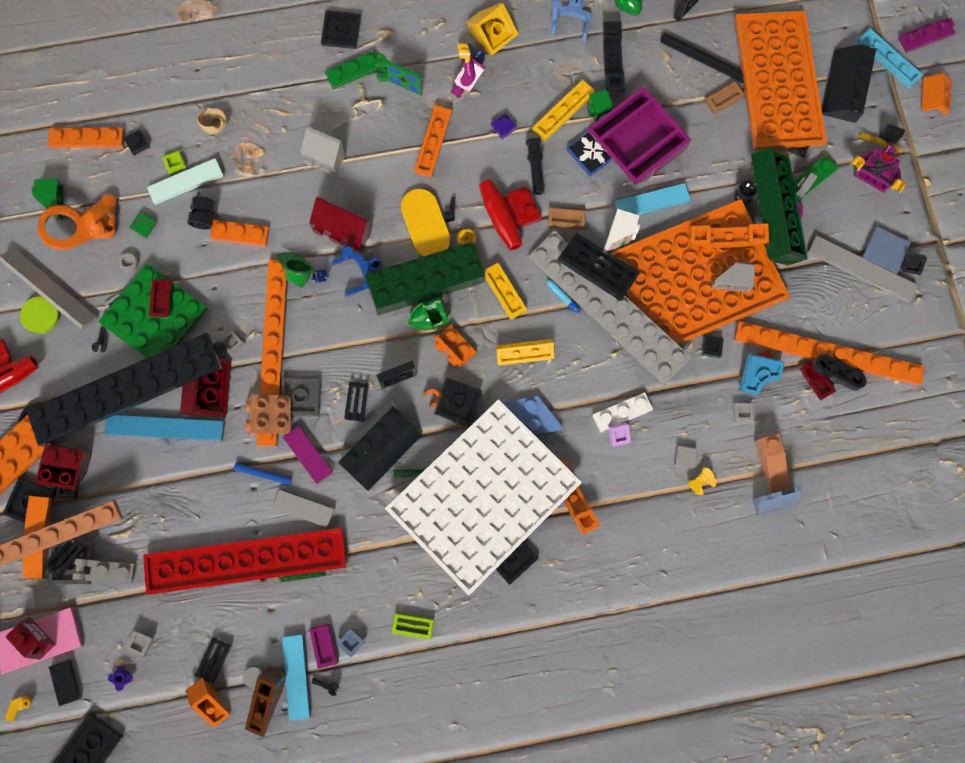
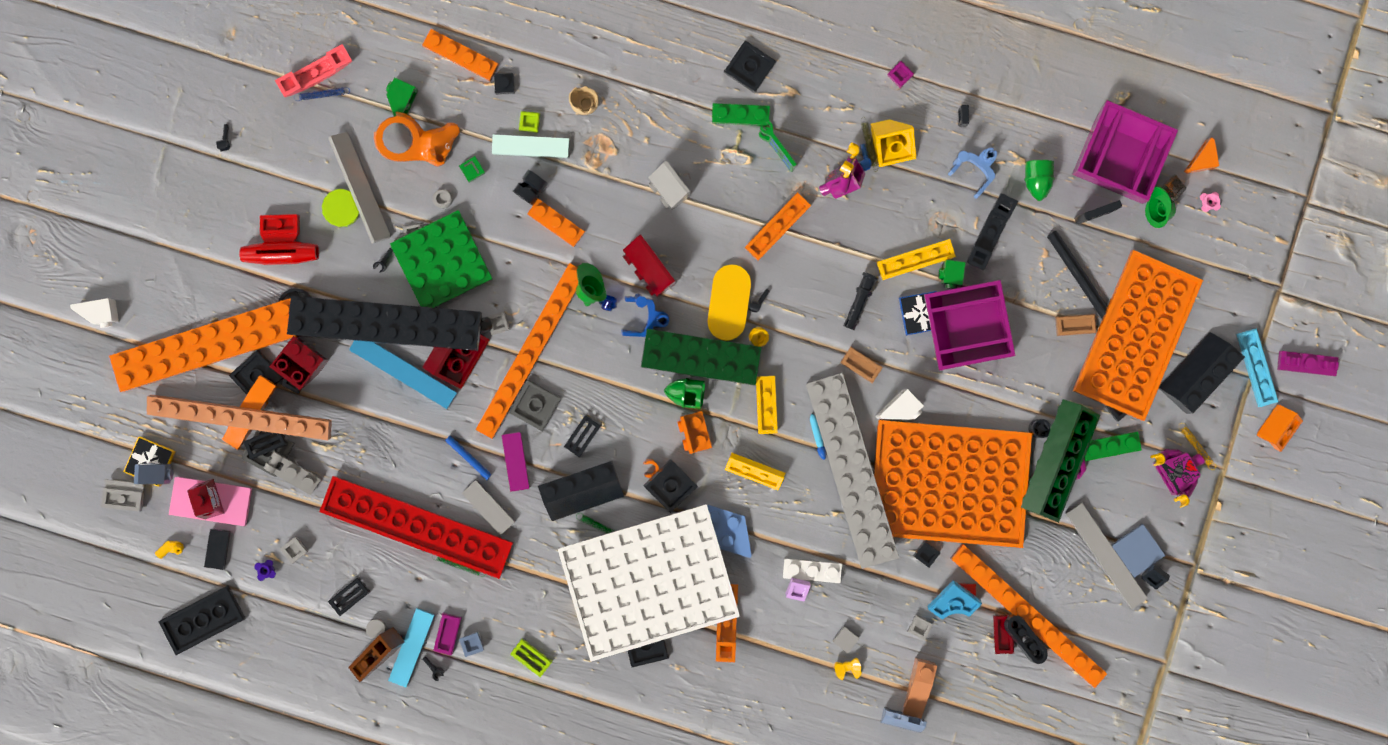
camera: 30 degrees right, 10 degrees up
(160, 298) = (454, 252): dark red tile -> none
(207, 702) = (327, 629): orange slope -> none
(268, 414) = (498, 409): nougat bracket -> none
(397, 374) = (629, 434): black tile -> none
(471, 39) = (868, 139): none -> olive piece
(503, 126) = (851, 244): dark purple plate -> none
(509, 212) = (811, 332): red plate -> none
(598, 266) = (862, 430): black tile -> none
(654, 200) = (949, 390): medium azure tile -> none
(729, 237) = (998, 464): orange slope -> none
(737, 278) = (983, 506): light grey slope -> none
(805, 184) = (1097, 453): light grey plate -> none
(891, 133) = (1211, 444): black tile -> none

